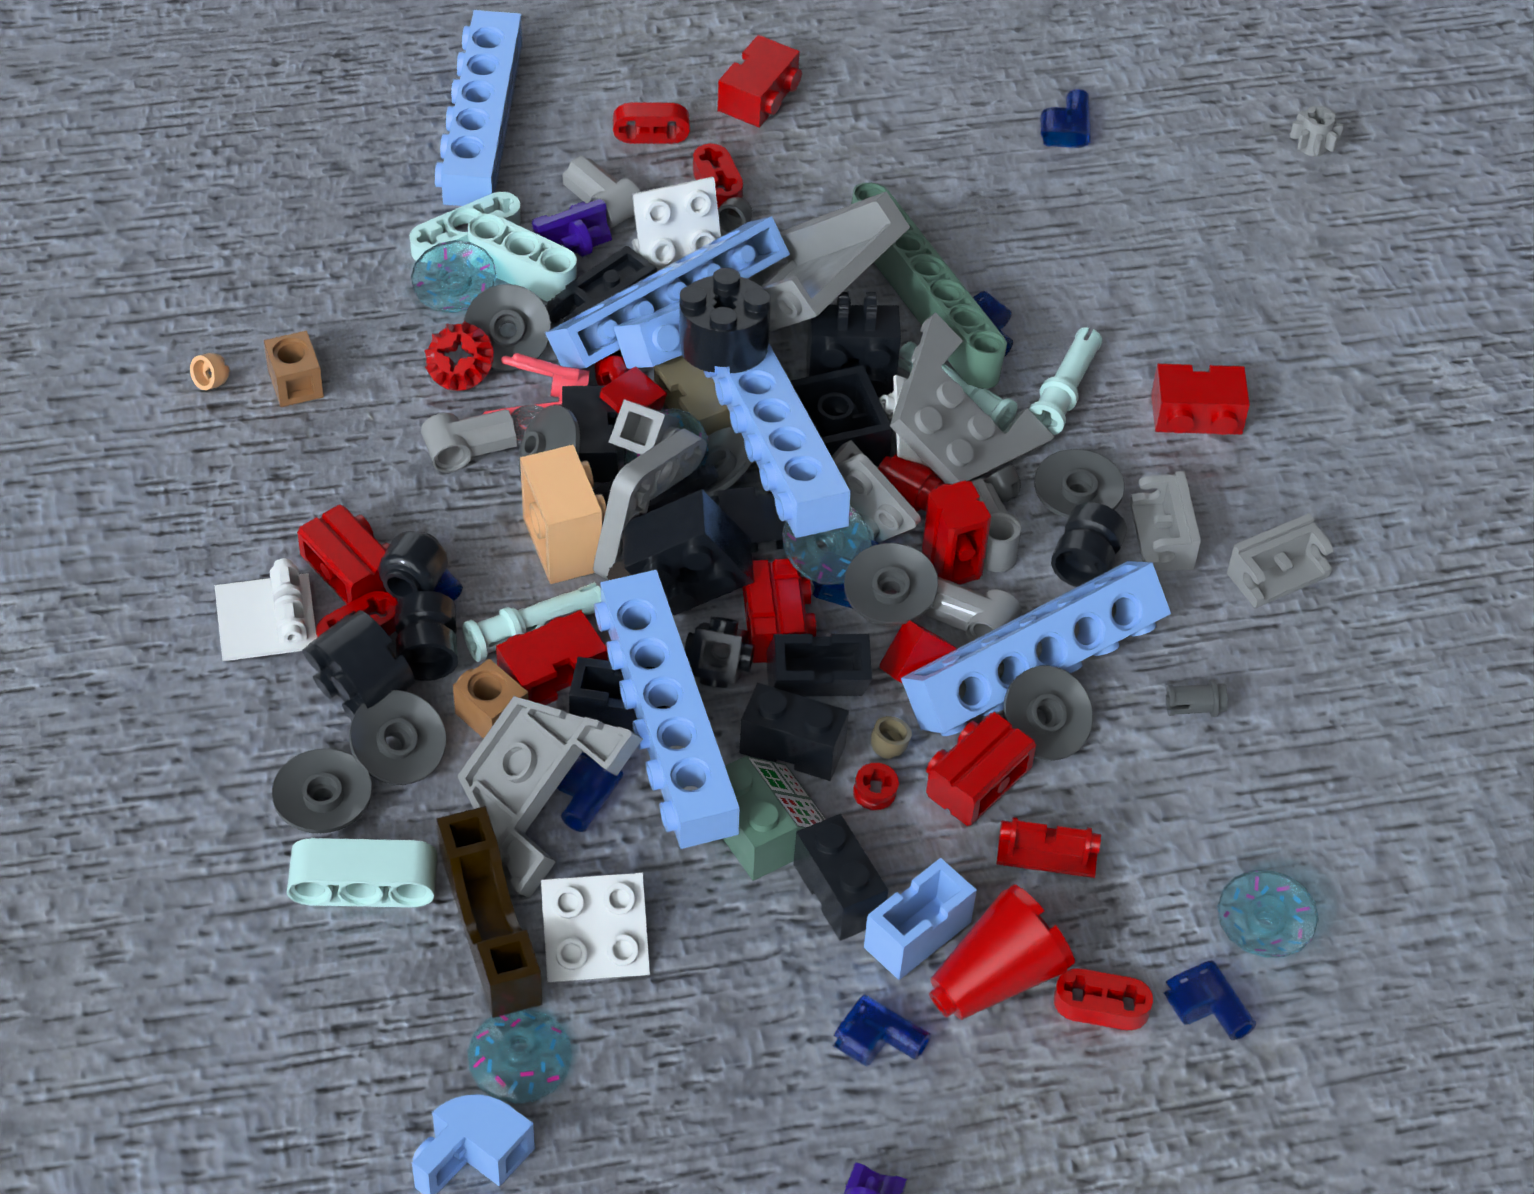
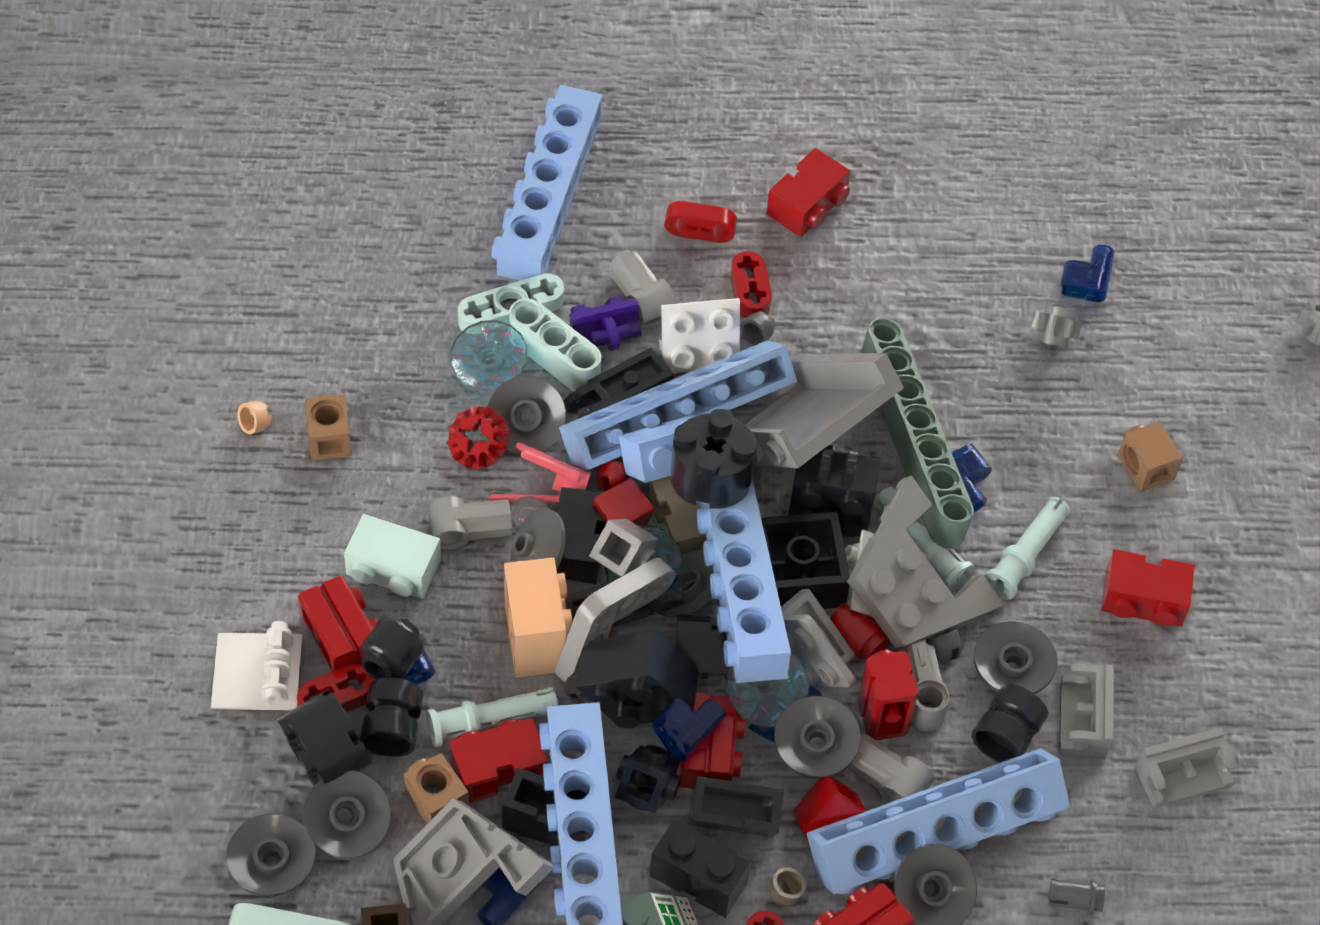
camera: 10 degrees right, 5 degrees up
(392, 482) = (392, 557): none -> light aqua brick
(751, 590) = (686, 728): none -> clear blue piece
(1046, 168) = (1056, 324): none -> light grey gear
(1172, 277) = (1149, 455): none -> medium nougat brick

